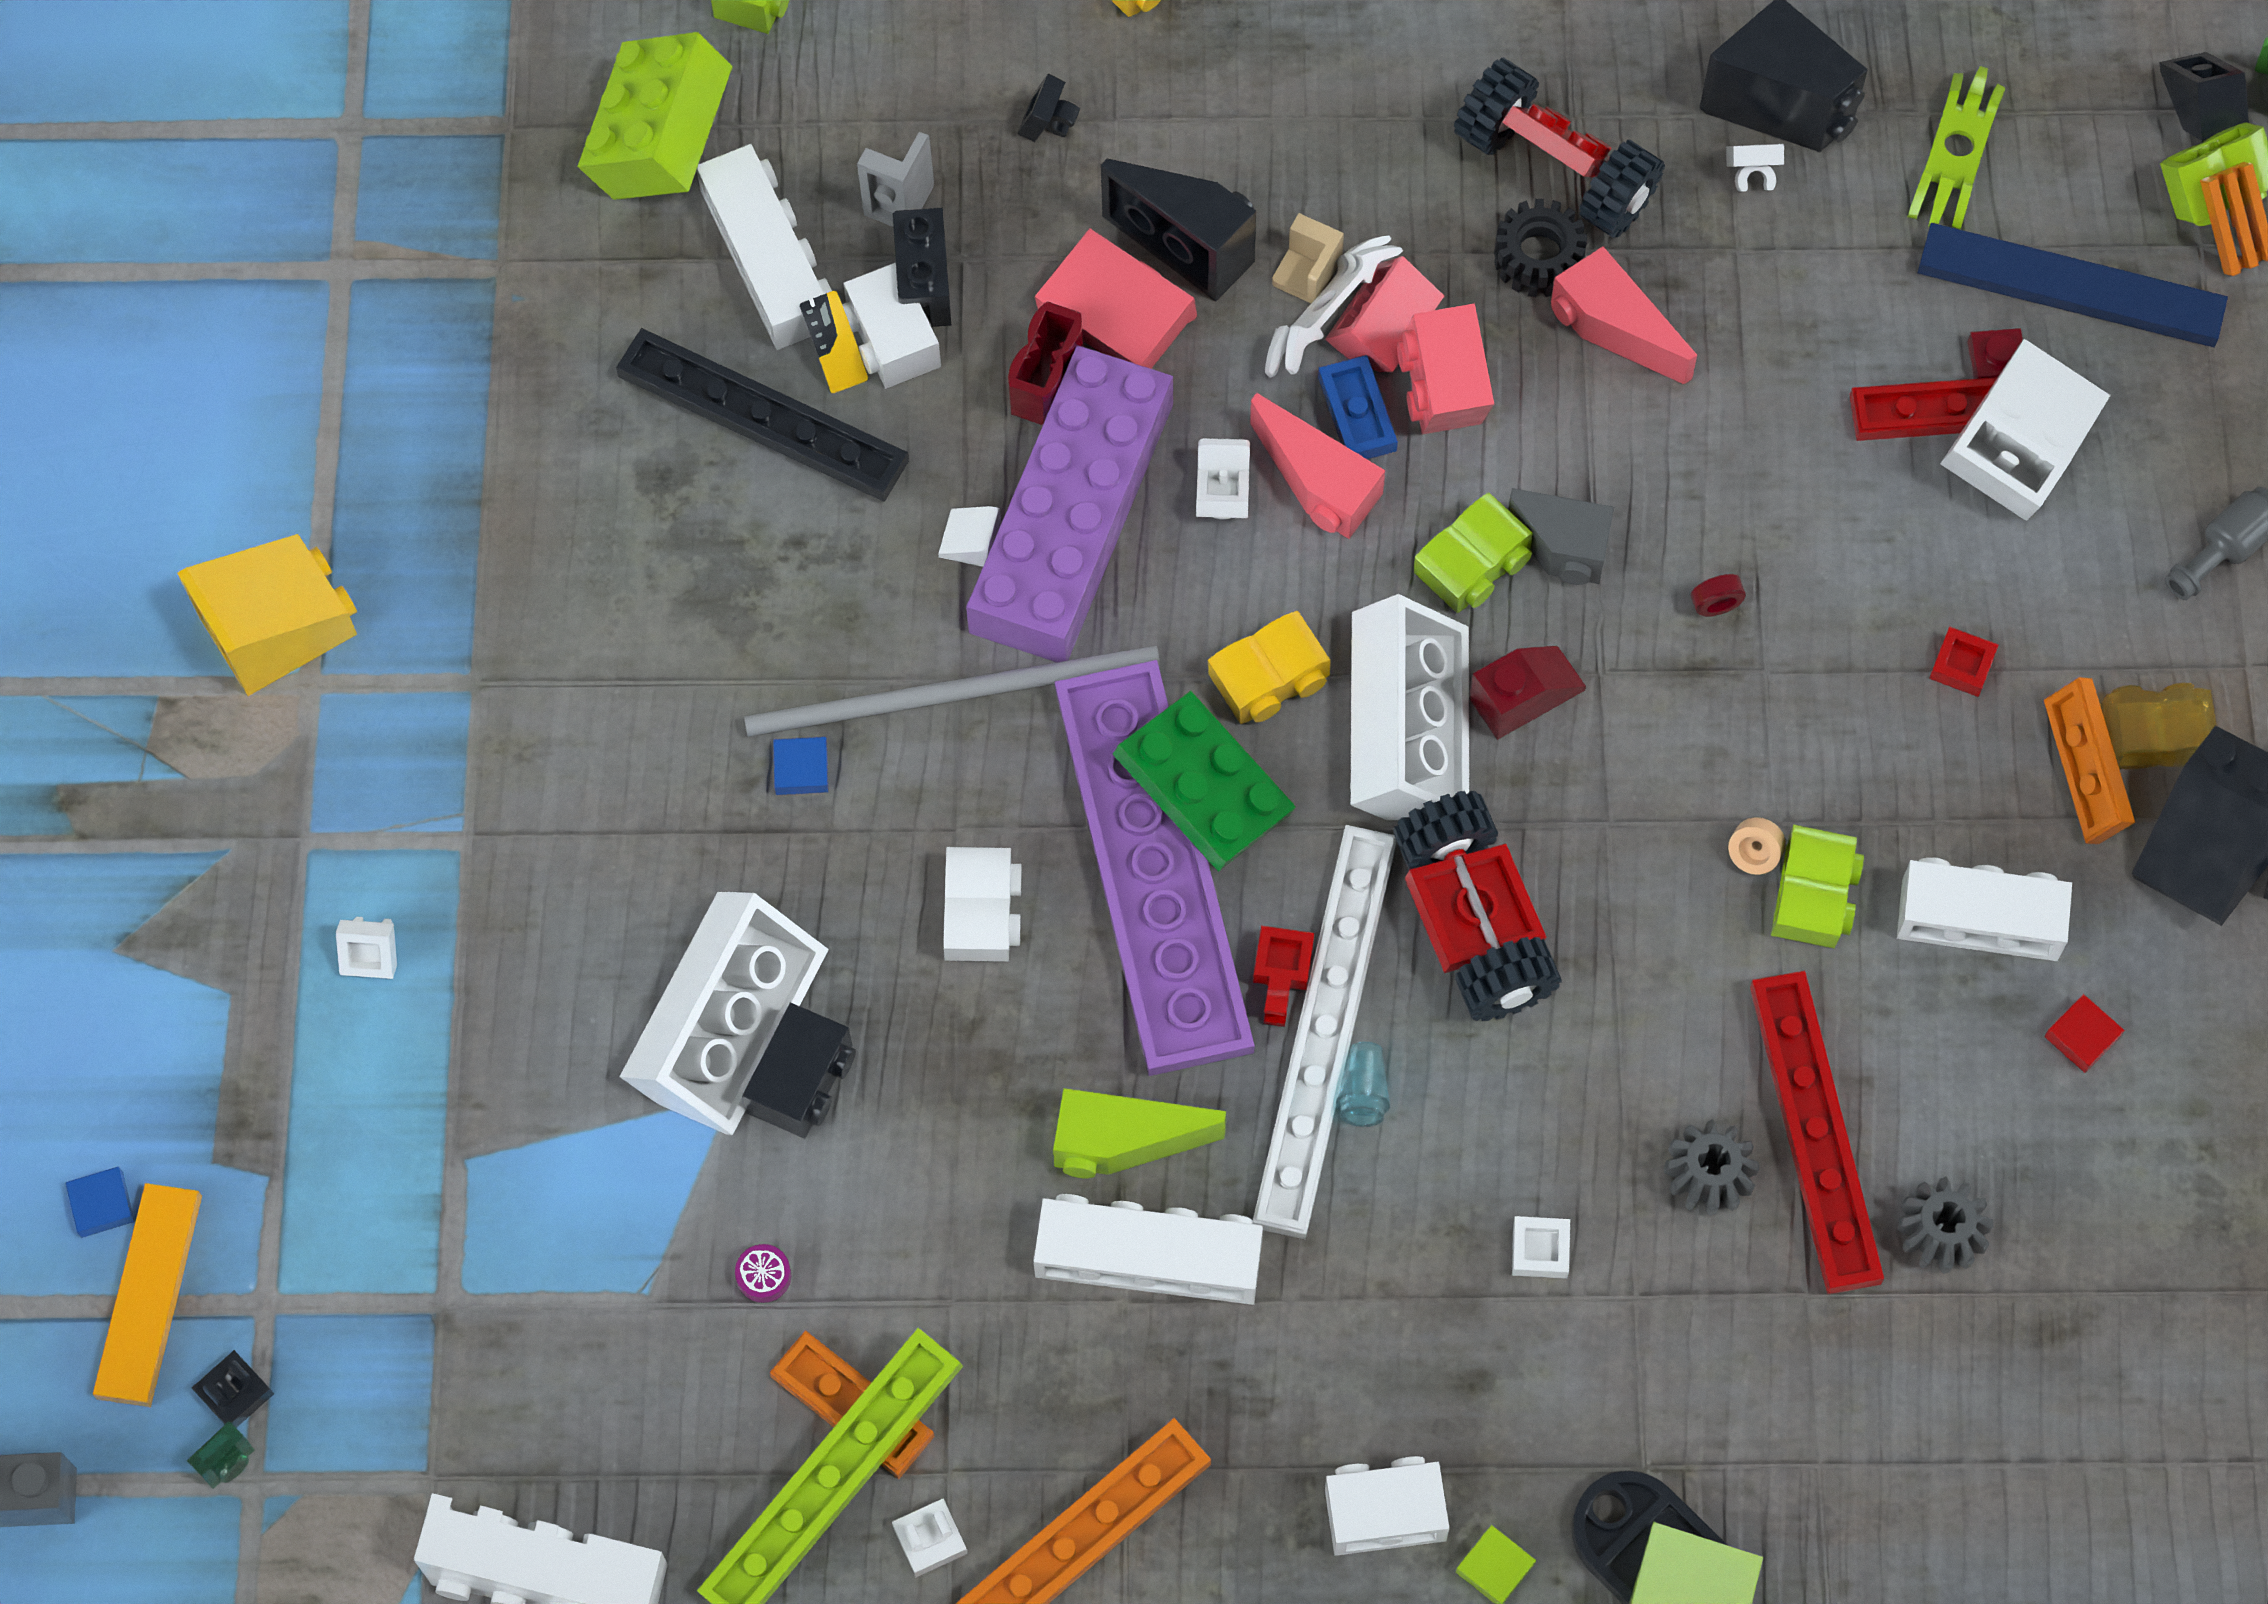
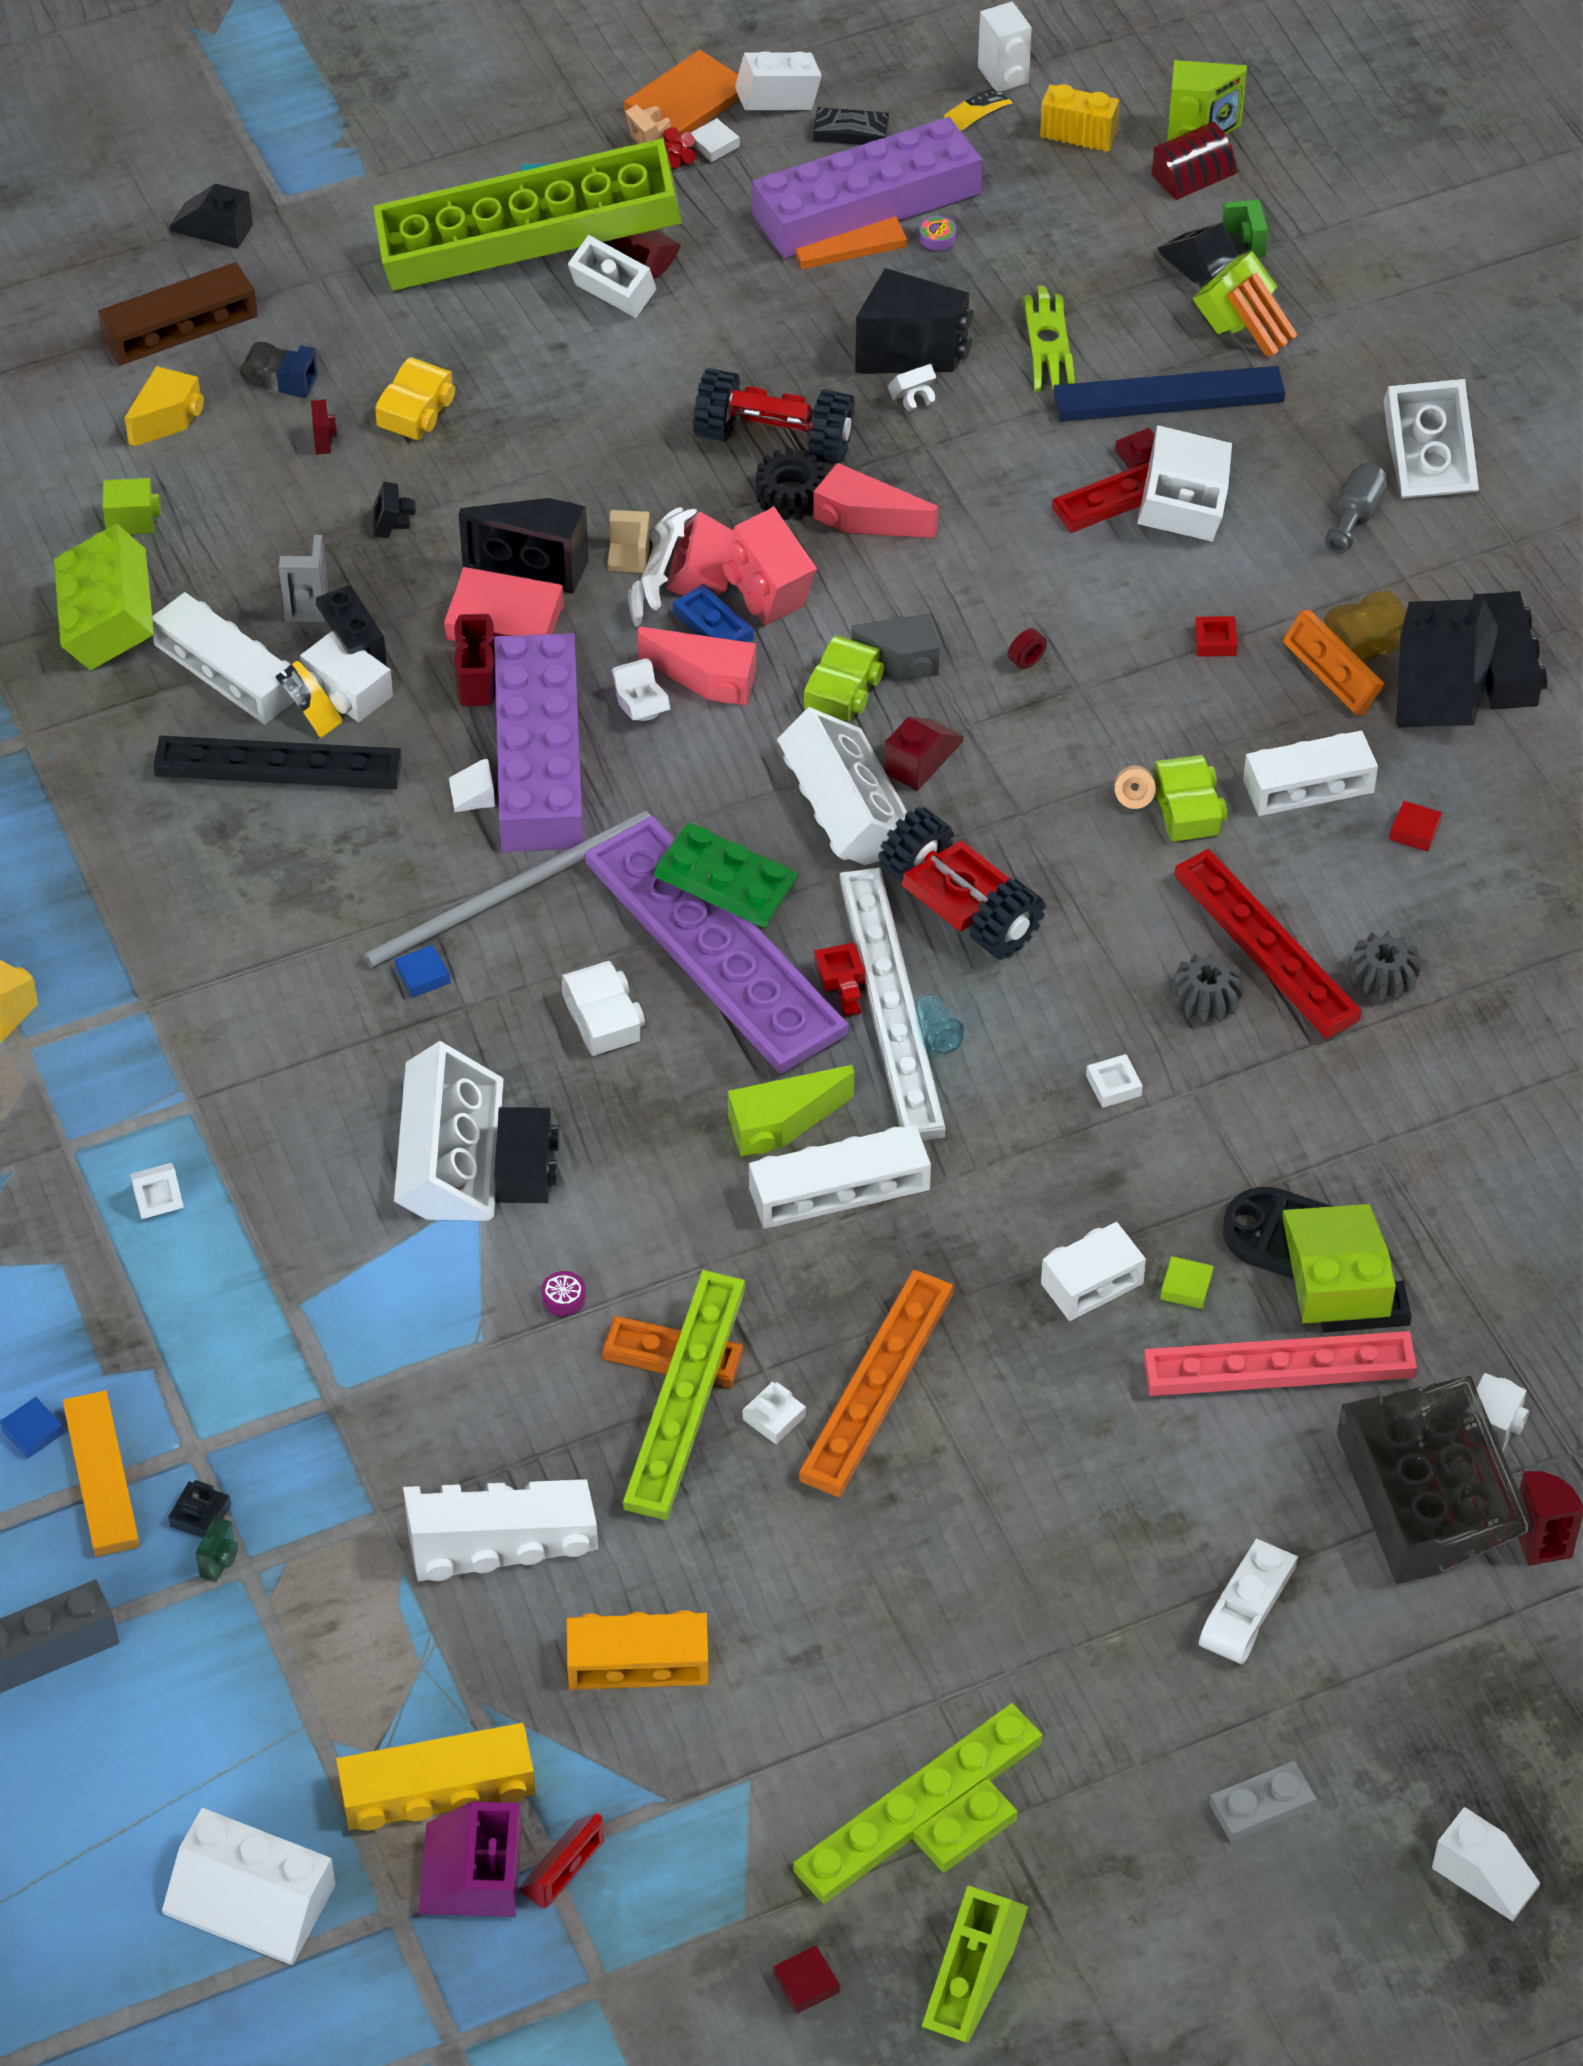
camera: 25 degrees left, 15 degrees down
(1269, 668) = (734, 795): yellow brick -> none

